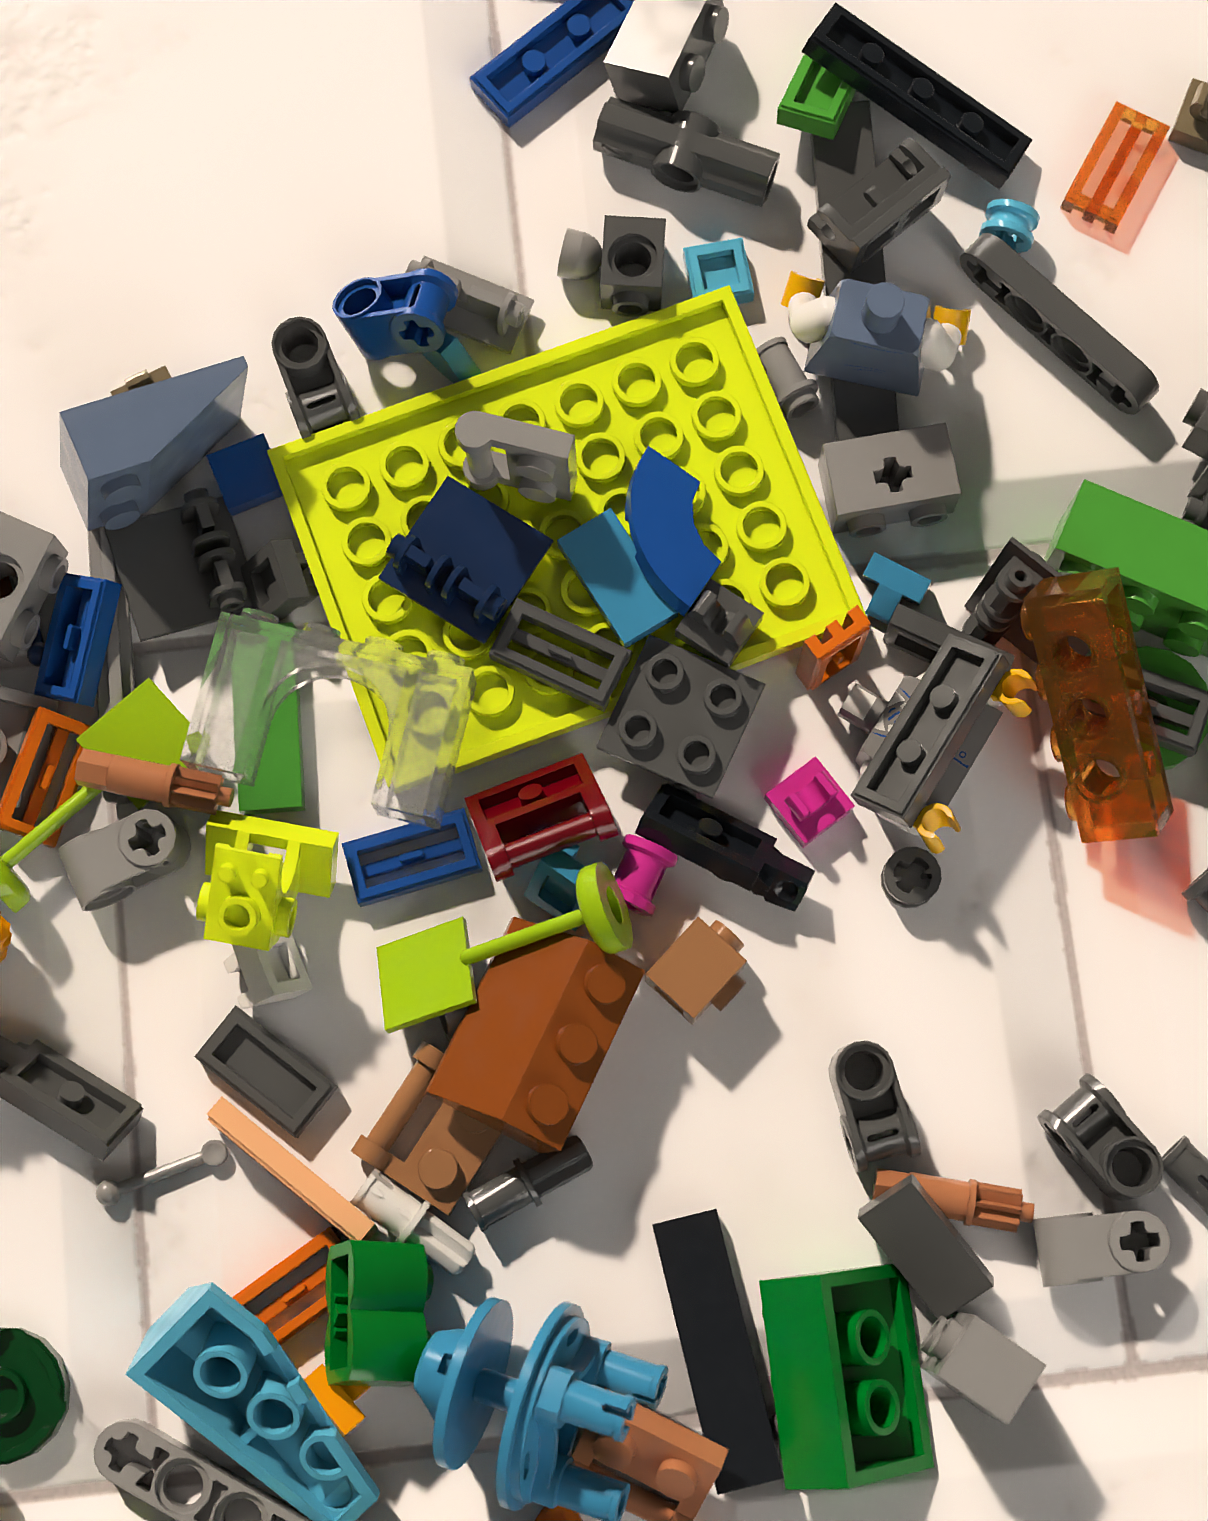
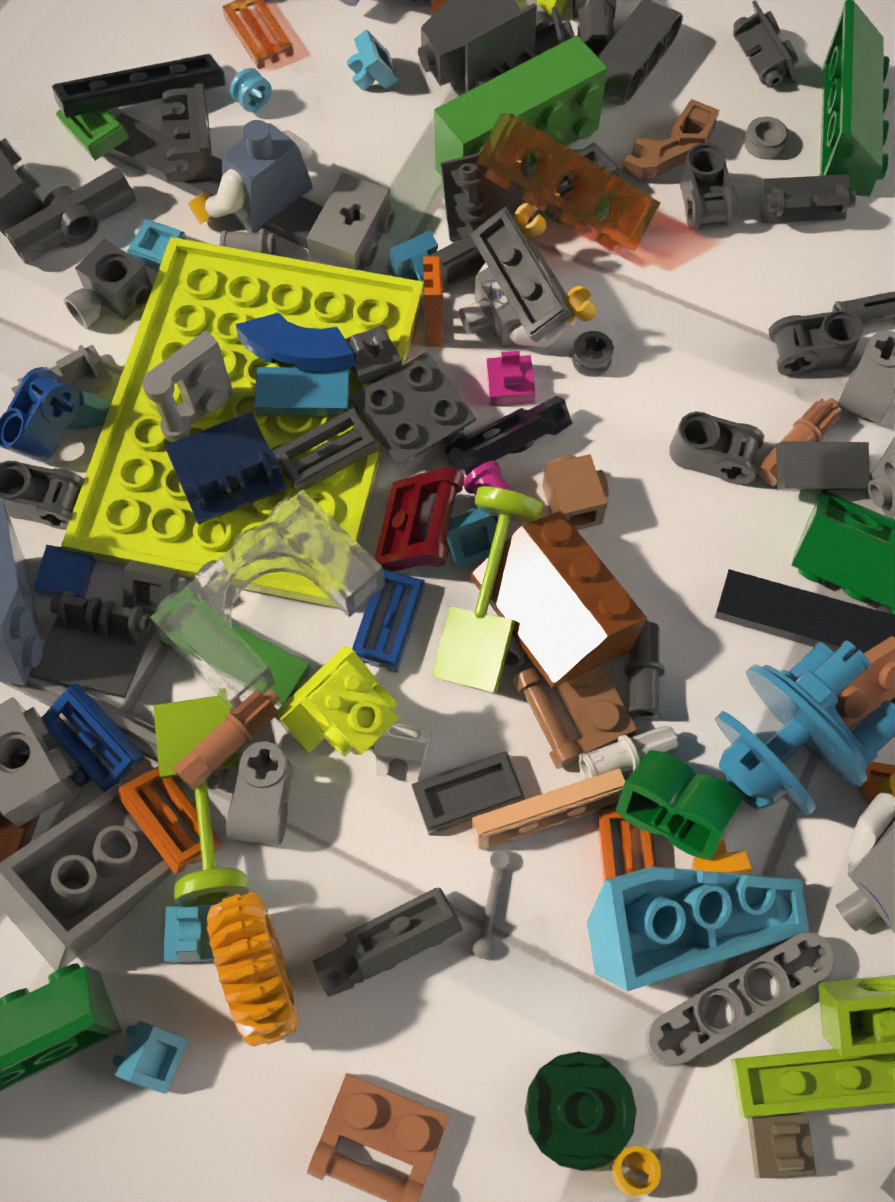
camera: 60 degrees left, 10 degrees down
(1059, 324) = (324, 93): dark grey beam -> none
(1161, 339) = (371, 63): none -> medium azure tile

